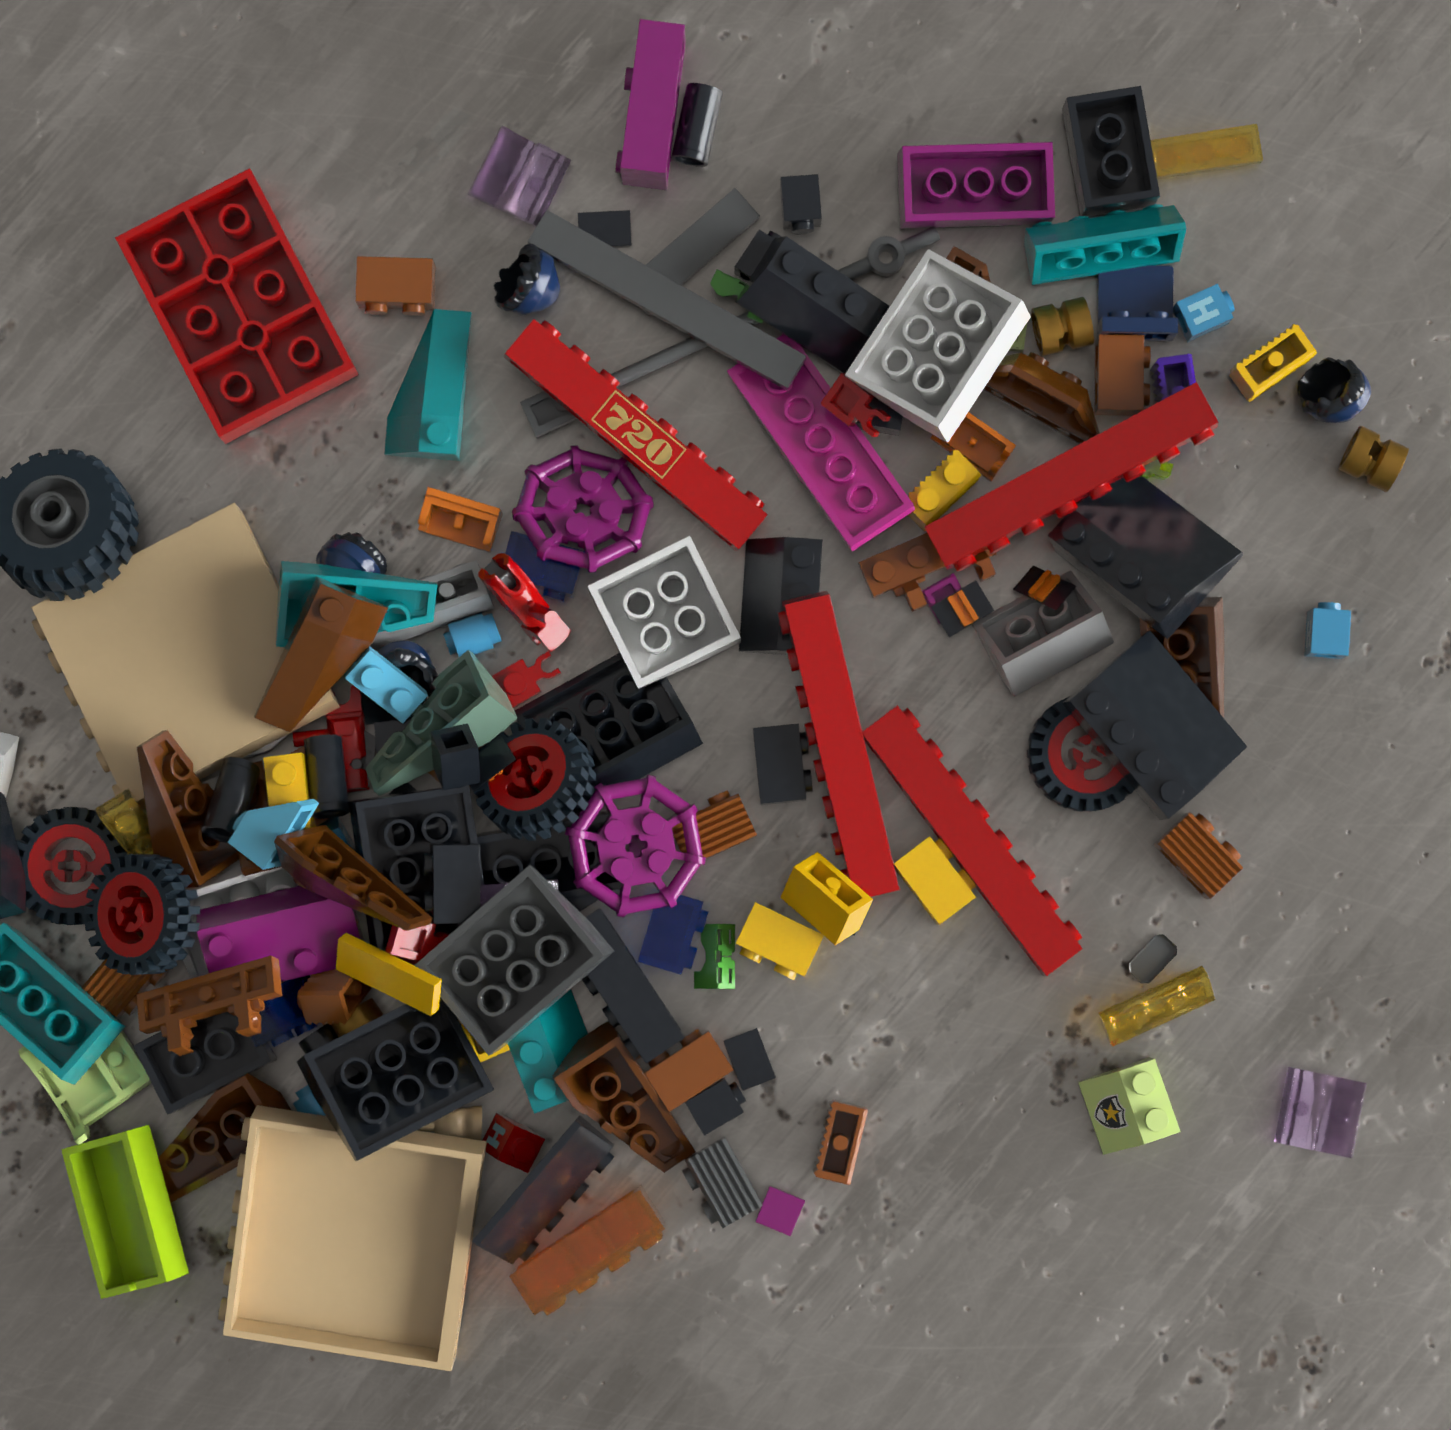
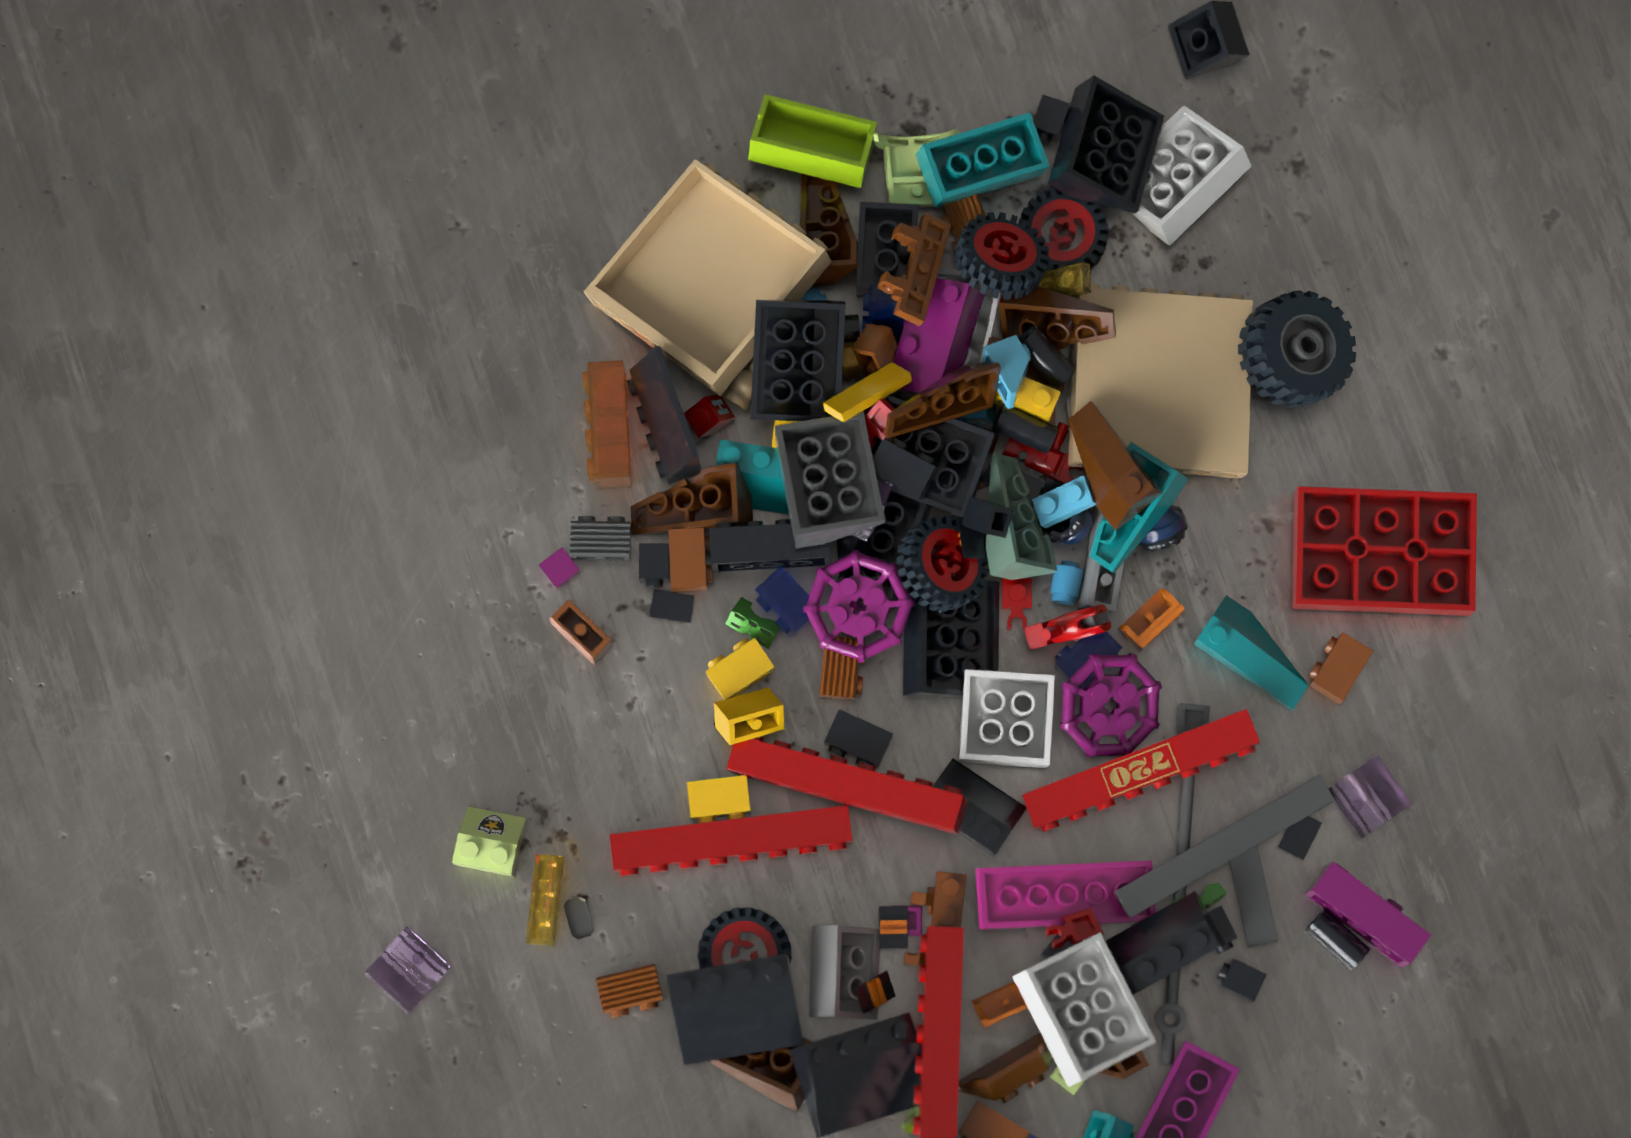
camera: 125 degrees right, 5 degrees down
(528, 283) = (1290, 757): hair -> none
(942, 488) = (983, 959): yellow brick -> none
(1062, 326) = (1050, 1112): pearl gold wheel -> none

